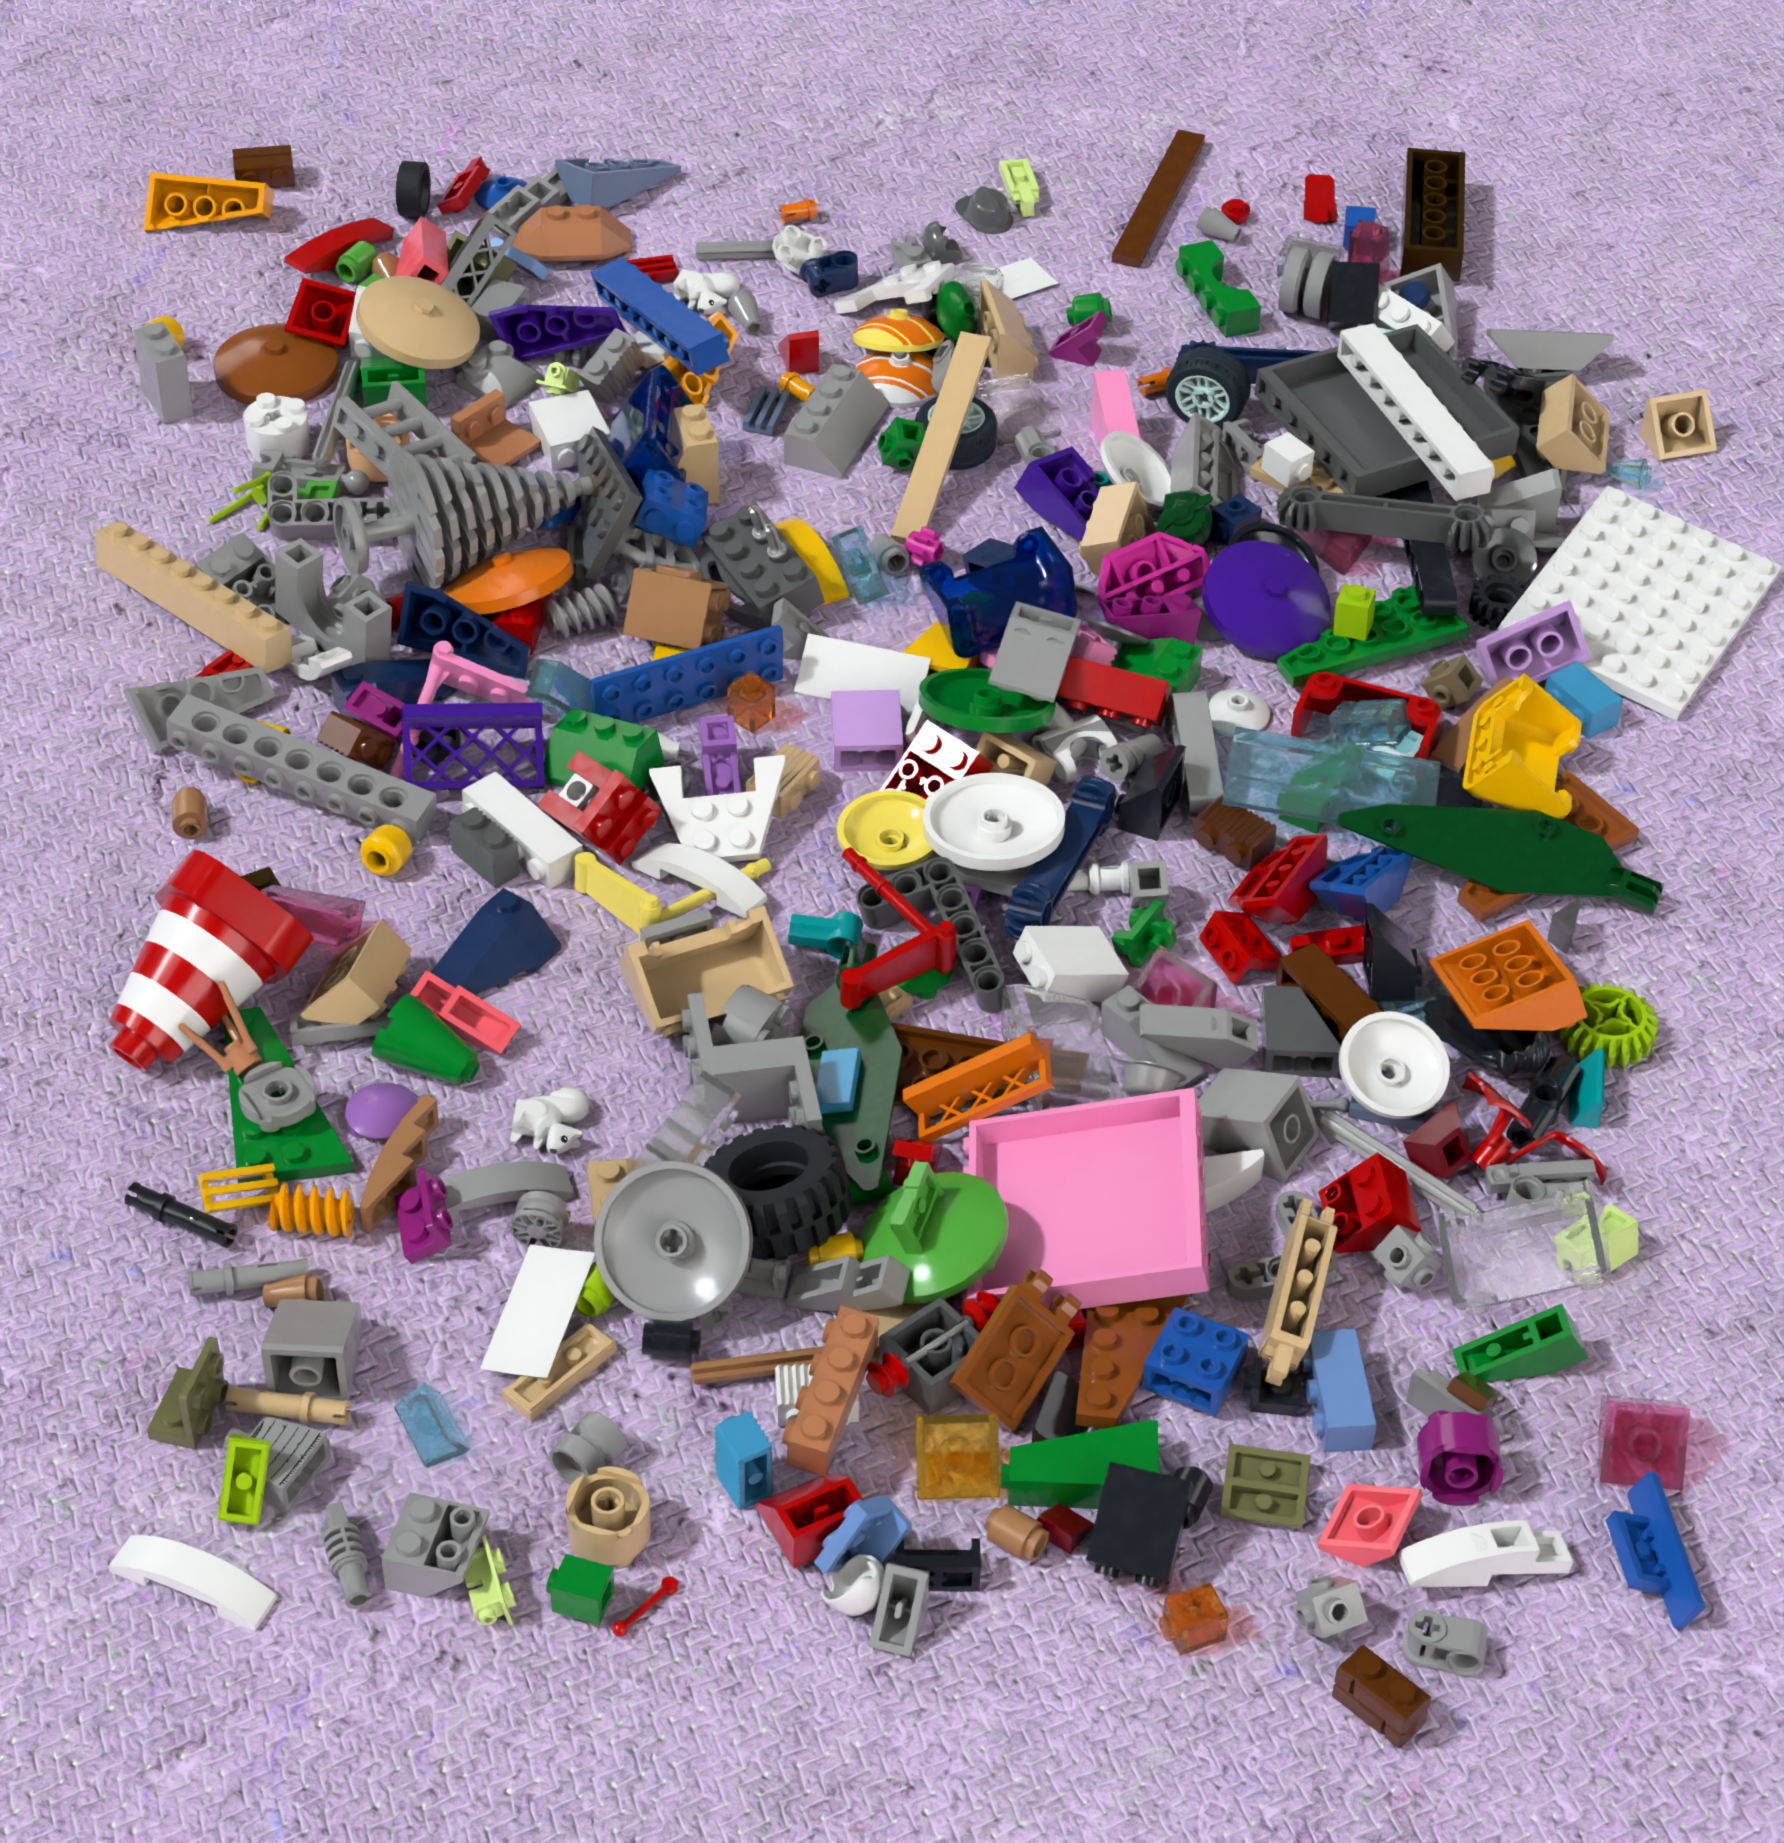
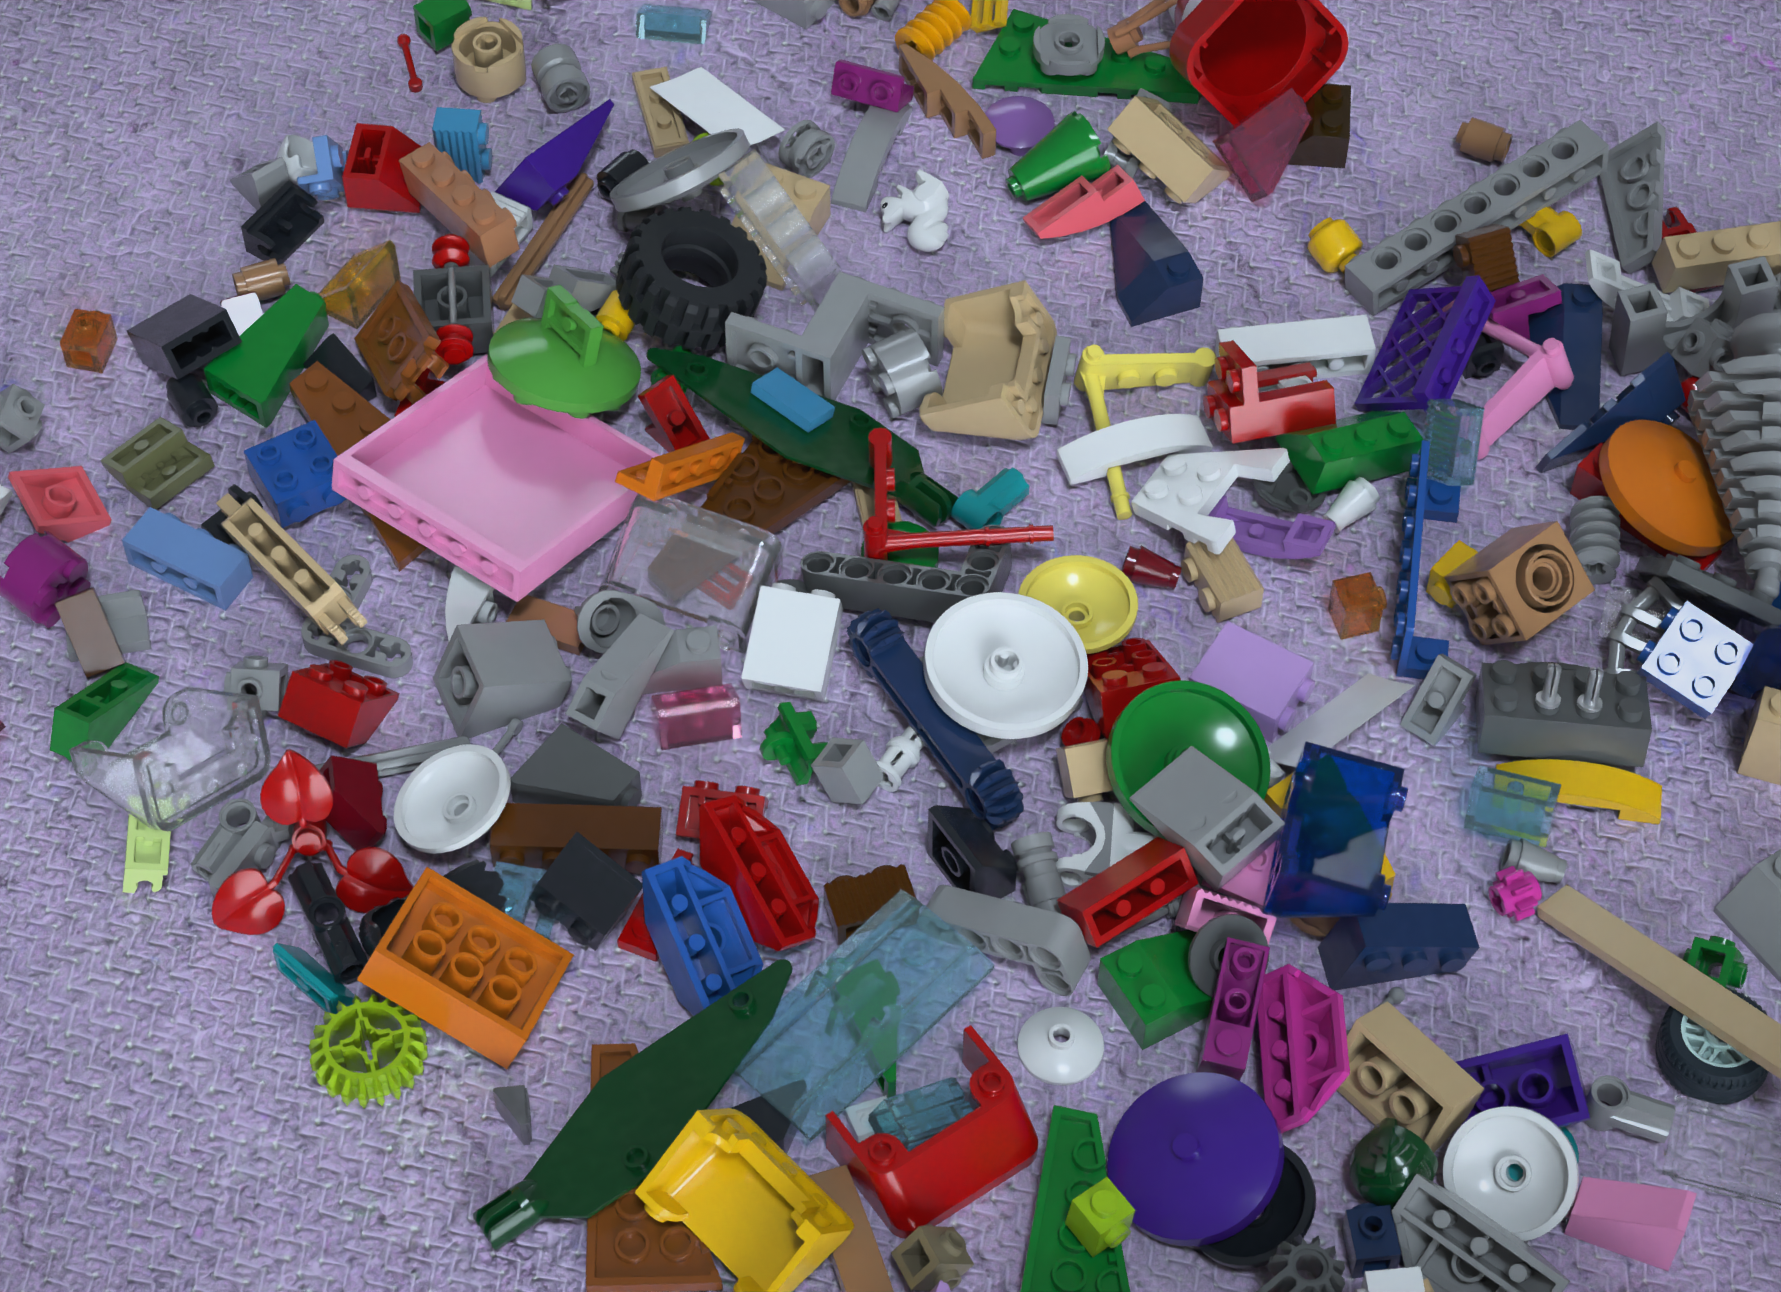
camera: 125 degrees right, 10 degrees up
(484, 847) = (1286, 303): dark grey brick -> none
(692, 1388) = (552, 167): none -> dark purple wedge
(810, 824) = (1149, 568): none -> dark red cone

